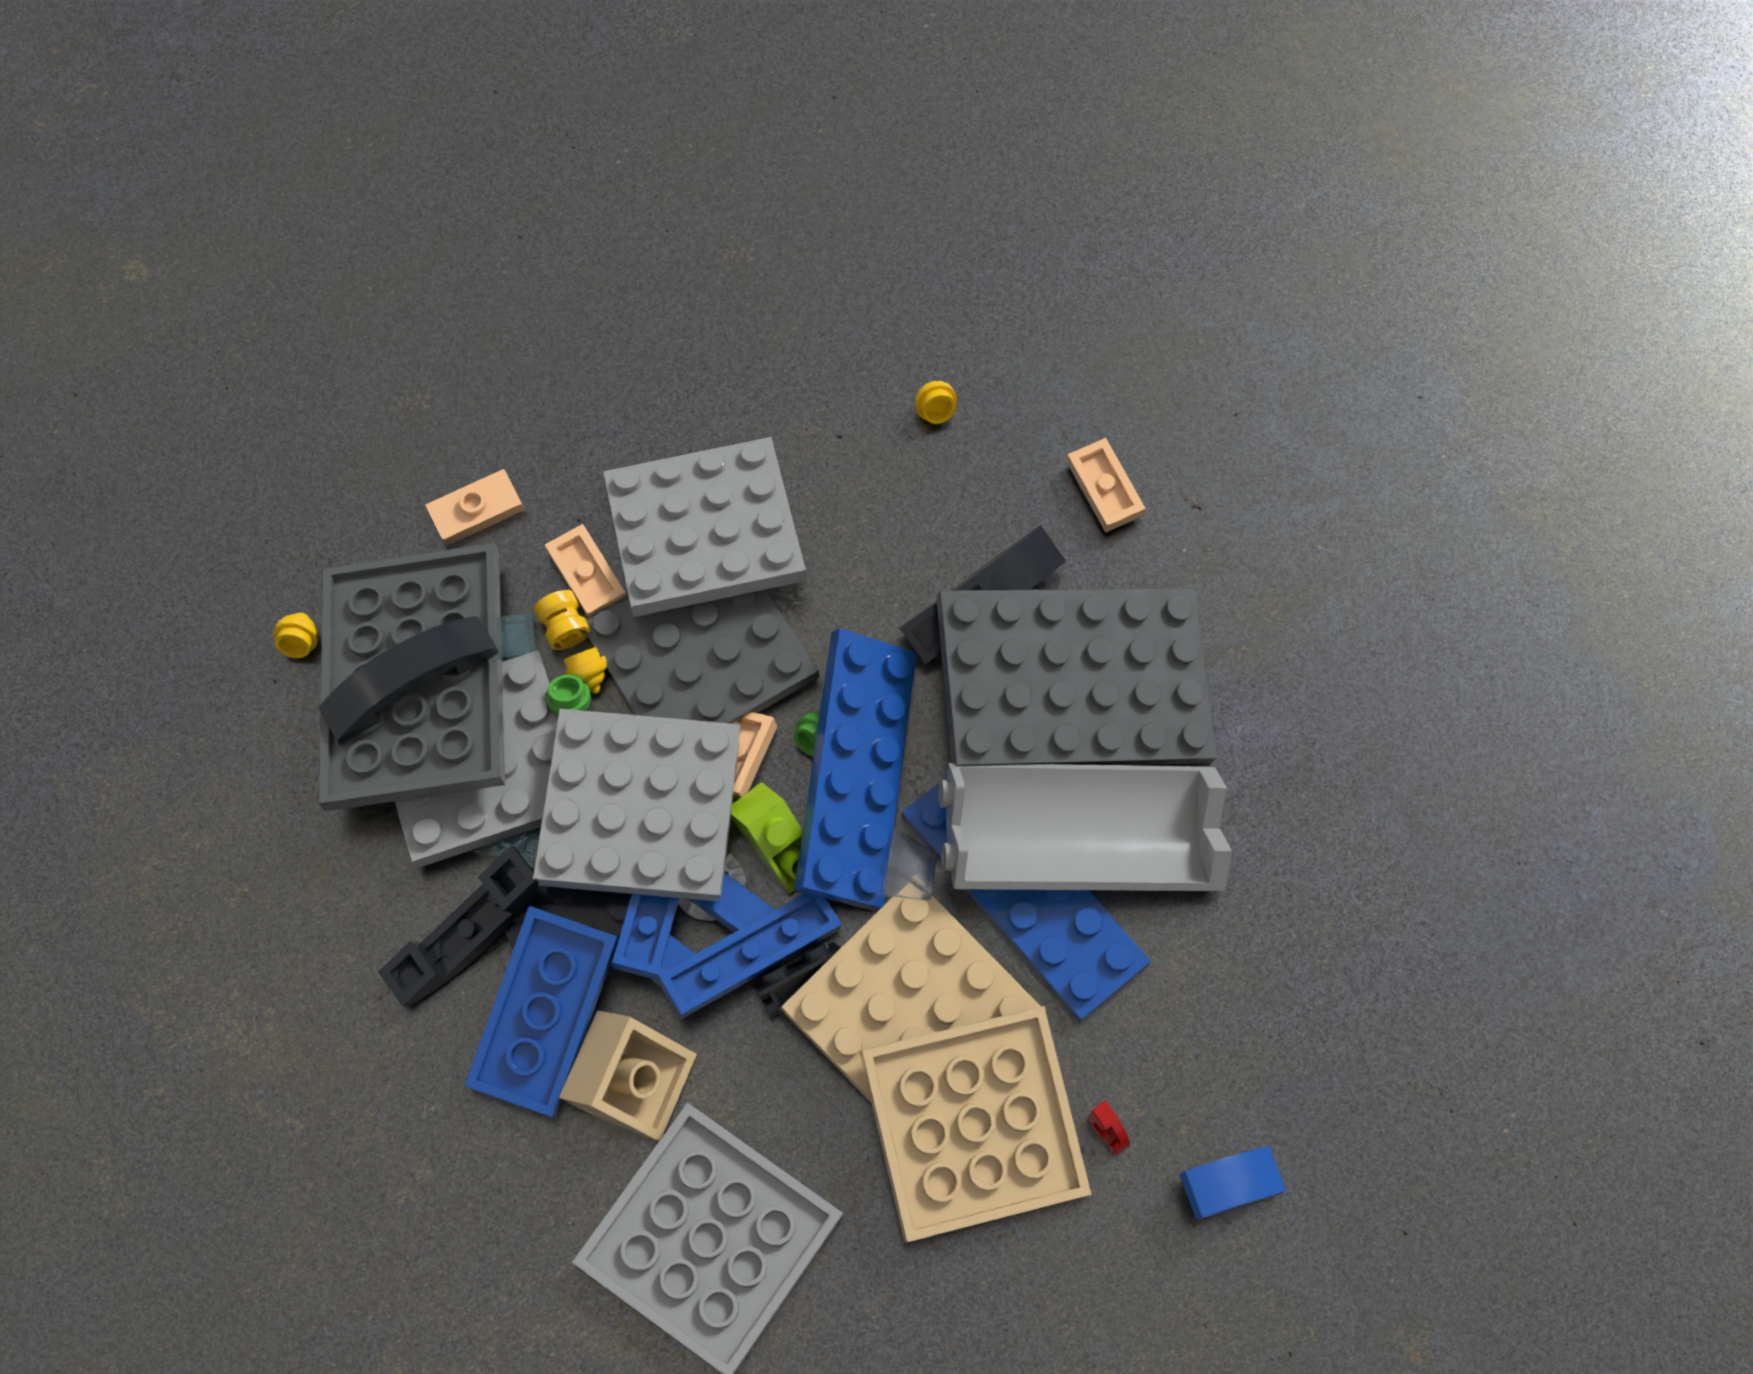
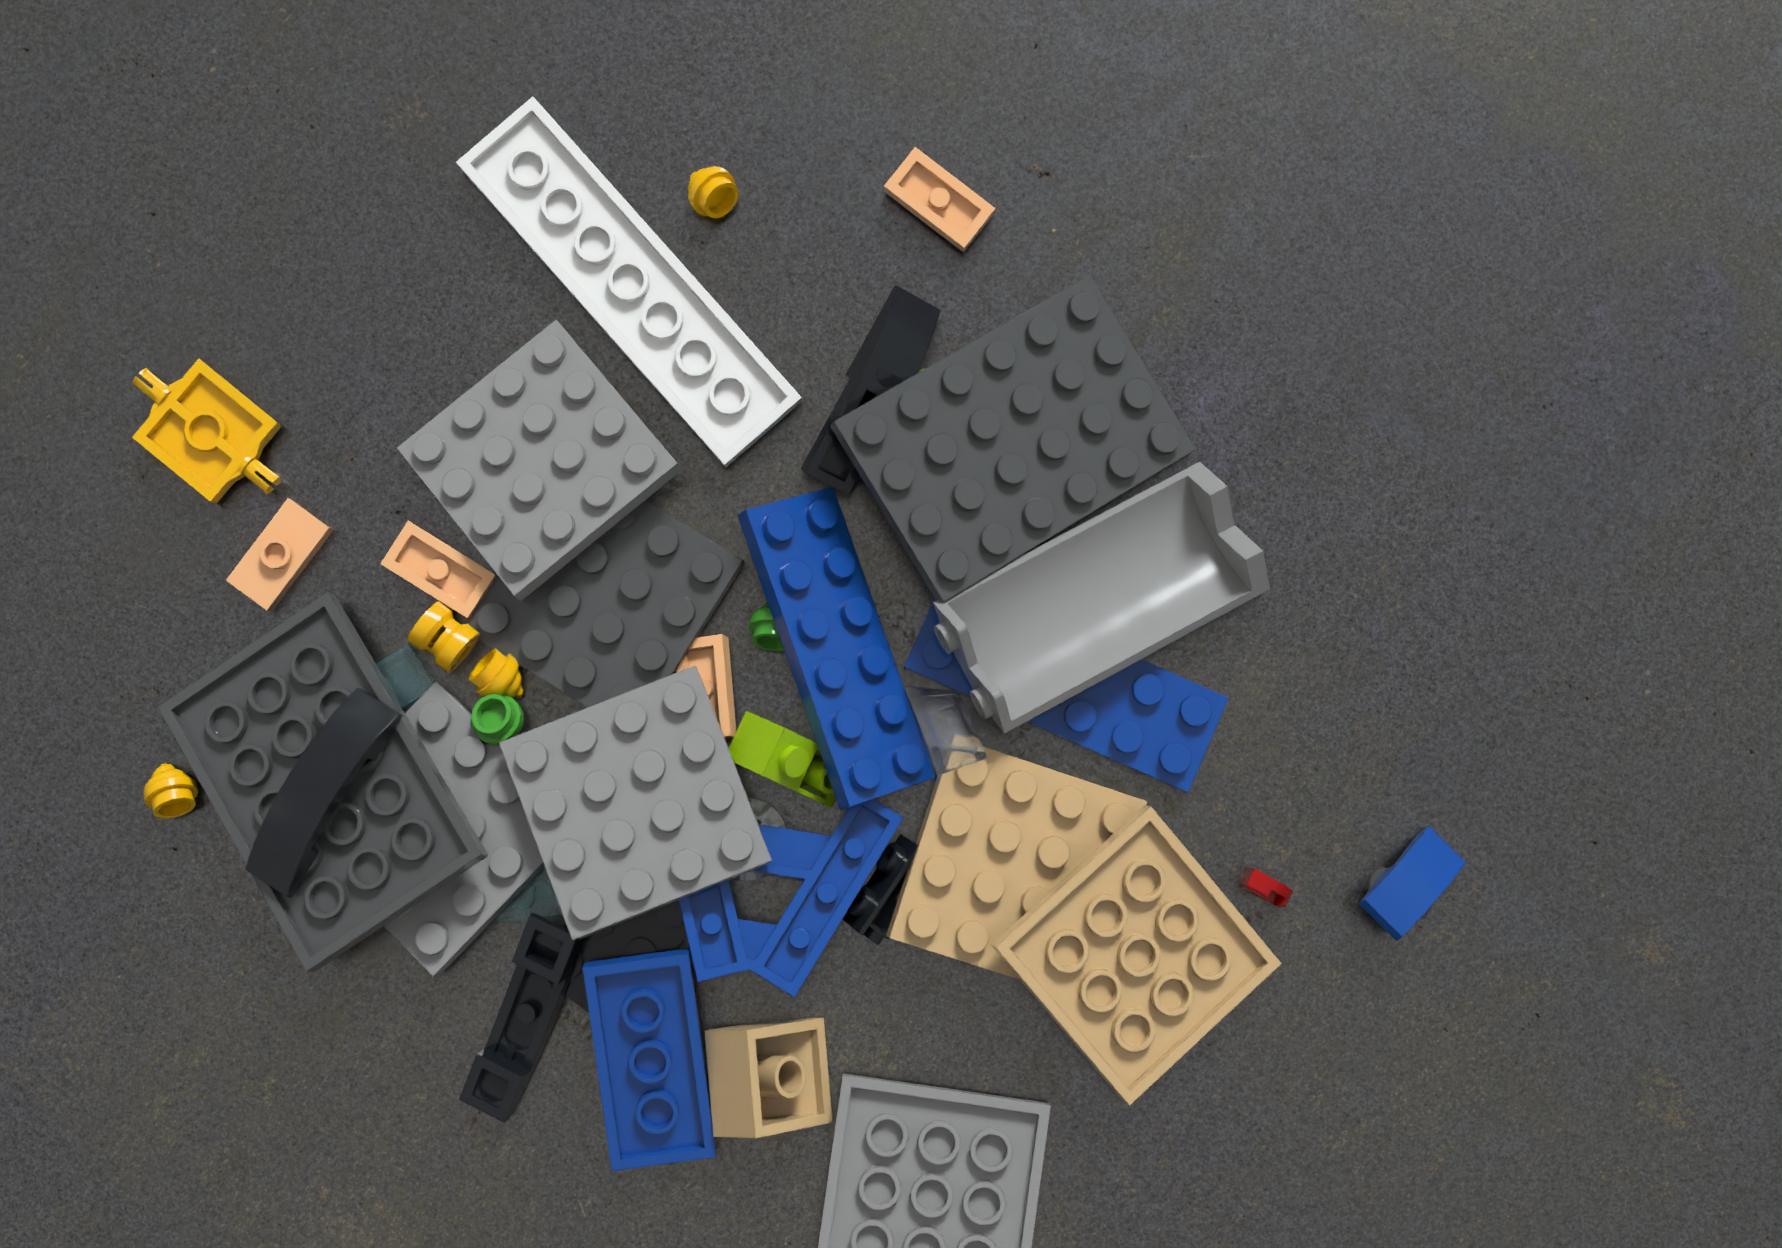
camera: 30 degrees left, 15 degrees up
(472, 396) = (206, 431): none -> yellow plate
(841, 439) = (629, 282): none -> white plate

